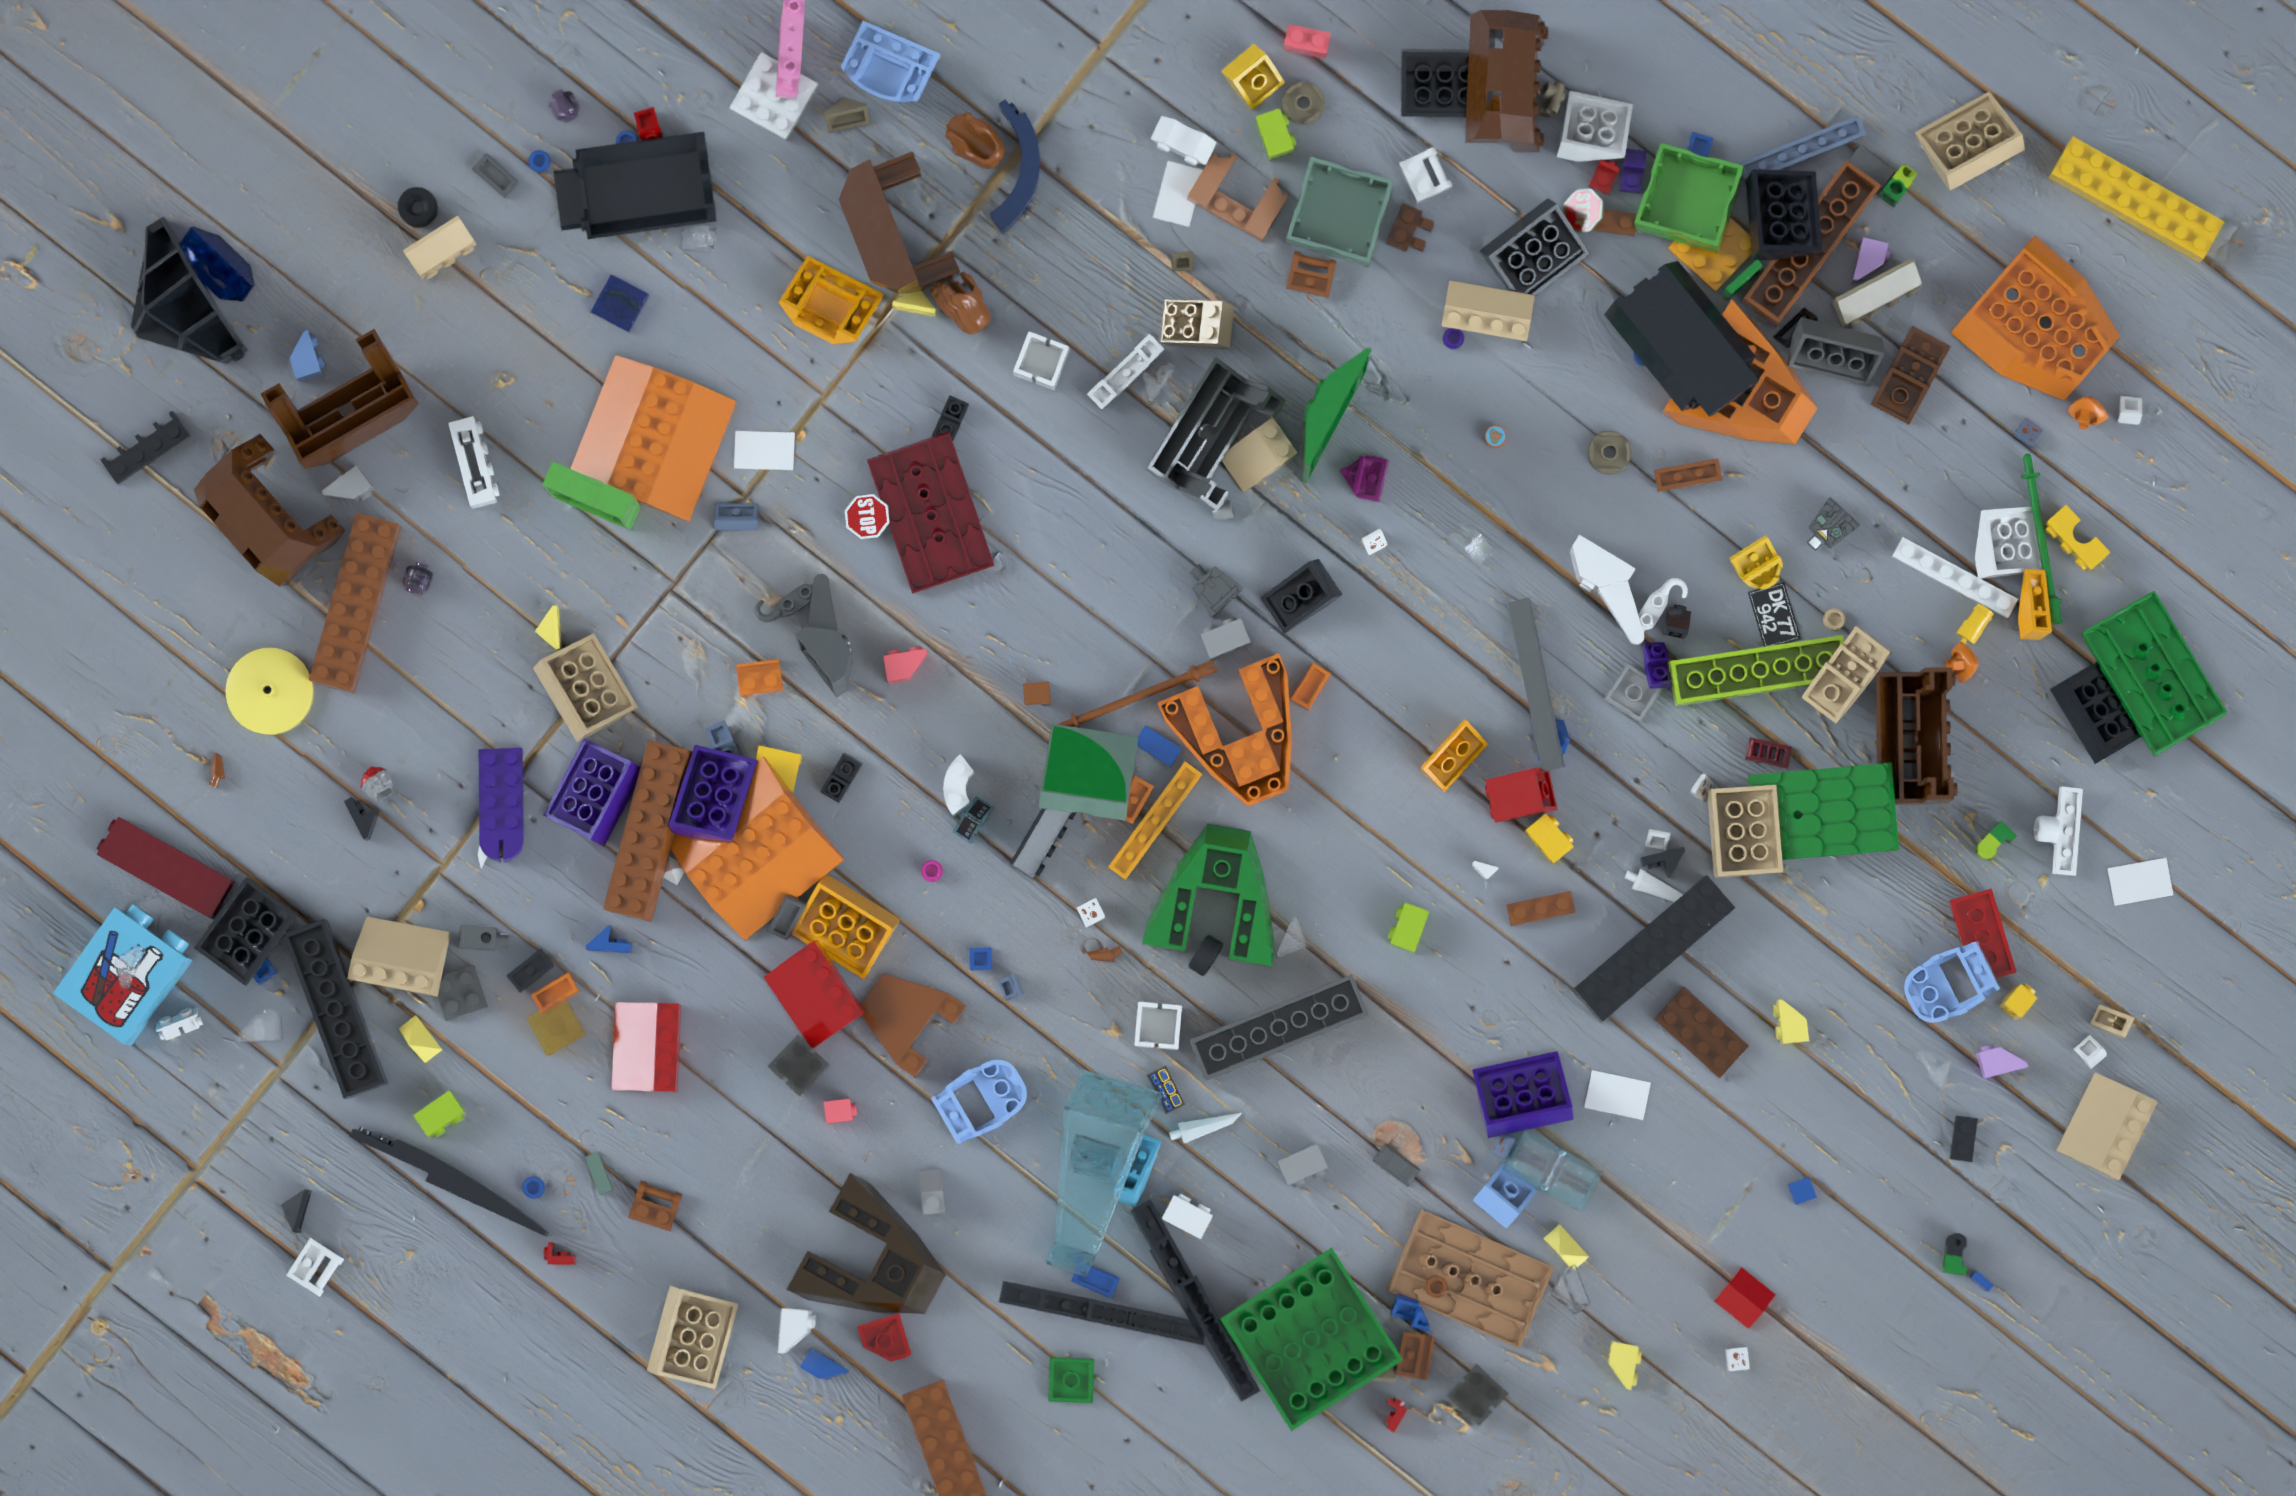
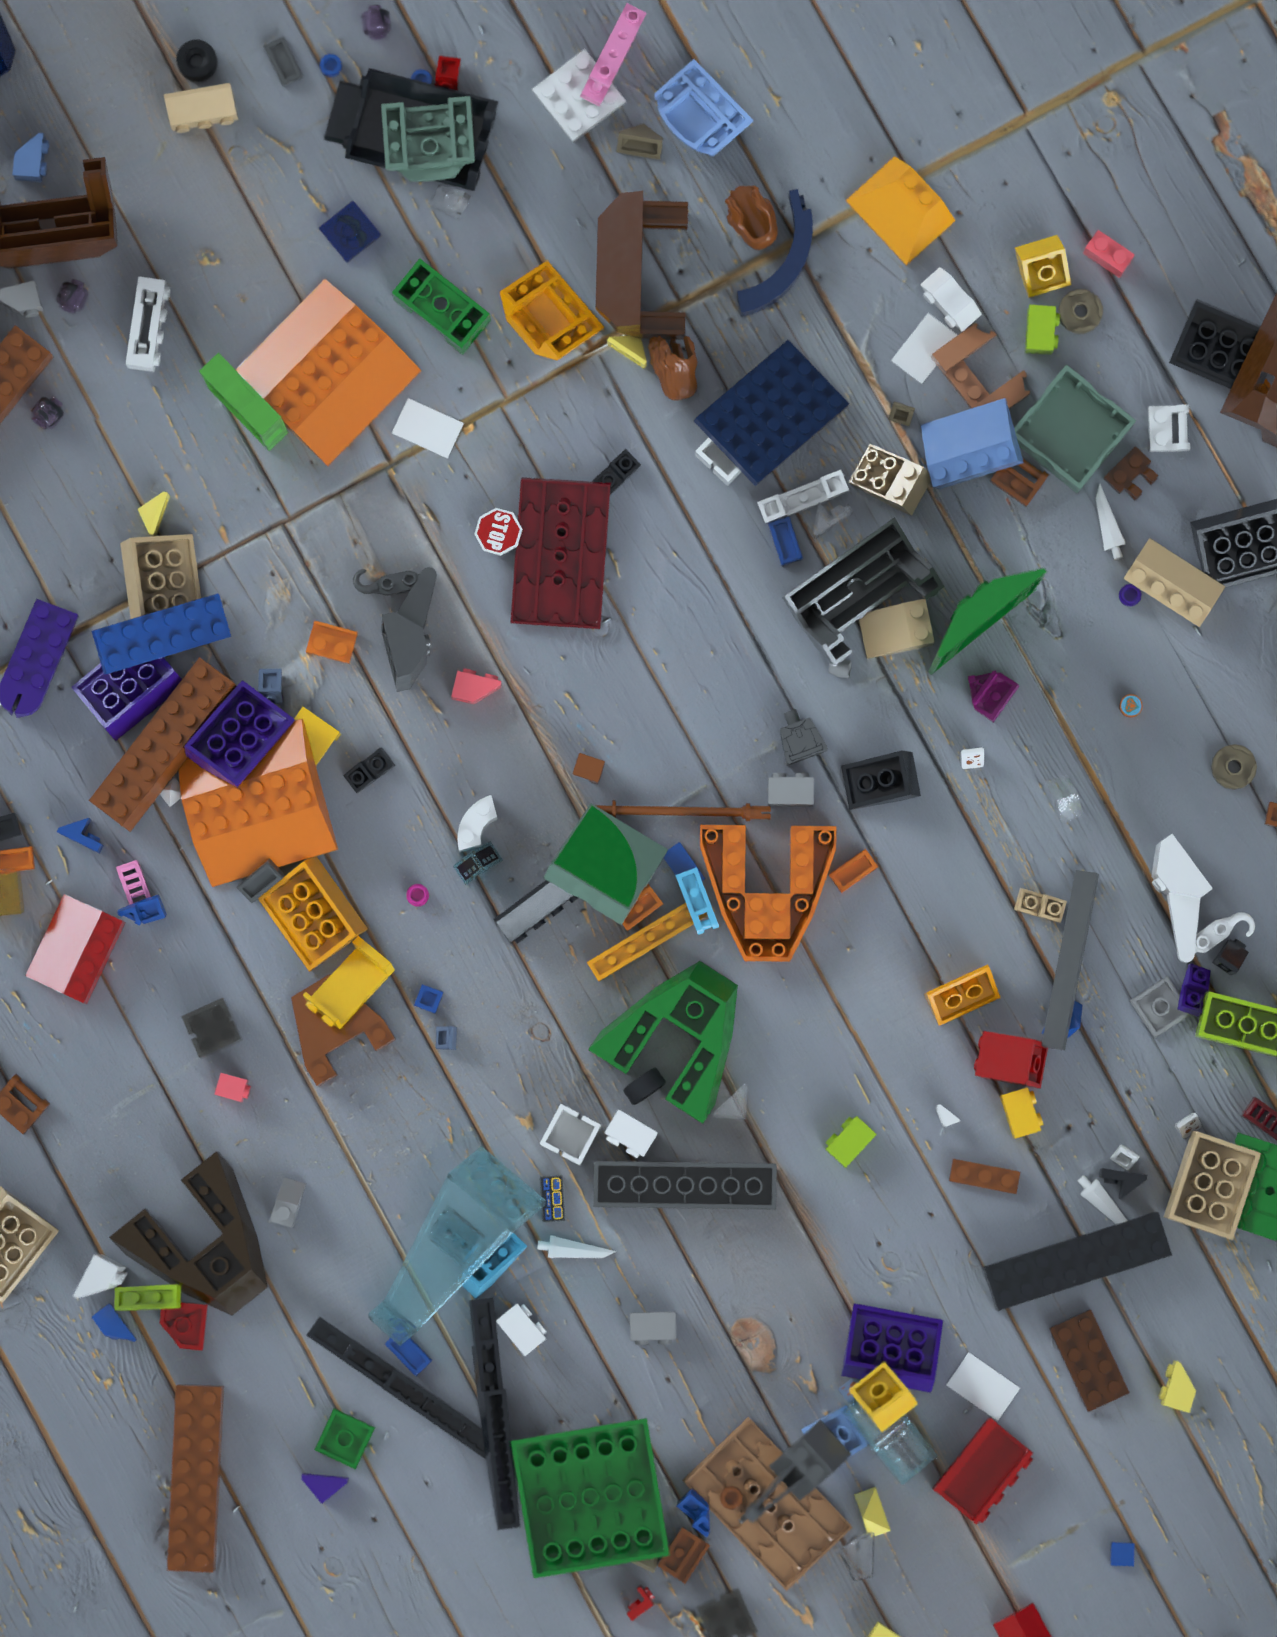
camera: 20 degrees right, 0 degrees up
(396, 465) = (72, 296): none -> clear purple head
(605, 733) = (161, 633): none -> blue plate
(656, 191) = (428, 140): none -> sand green slope
(663, 953) = (129, 866): none -> bright pink slope
(693, 987) = (144, 910): none -> blue slope
(736, 516) = (374, 480): sand blue slope -> none
(753, 342) = (460, 320): none -> green plate
(814, 994) = (256, 966): red slope -> none
(843, 1329) = (147, 1297): none -> lime plate
(906, 975) = (350, 984): none -> yellow panel
(999, 1087) = (394, 1129): light blue slope -> none
(1066, 308) = (771, 412): none -> dark blue plate
(1070, 1429) = (323, 1485): none -> dark purple slope
(1091, 912) = (552, 999): white slope -> none
(1105, 78) = (901, 209): none -> light orange slope
(1105, 954) = (549, 1044): dark orange bar -> none
(1126, 418) = (785, 541): none -> blue tile
(1182, 770) = (696, 900): none -> medium azure plate
(1211, 1002) = (630, 1133): none -> white piece
(1255, 263) = (970, 444): none -> medium blue slope
(1396, 1165) = (743, 1364): dark grey tile -> none
(1412, 288) = (1110, 530): none -> white bar
(1487, 1232) = (802, 1467): none -> dark grey slope
(1489, 647) = (1040, 905): none -> tan slope
(1532, 1139) = (883, 1397): none -> yellow slope
(1649, 1169) = (983, 1471): none -> red panel

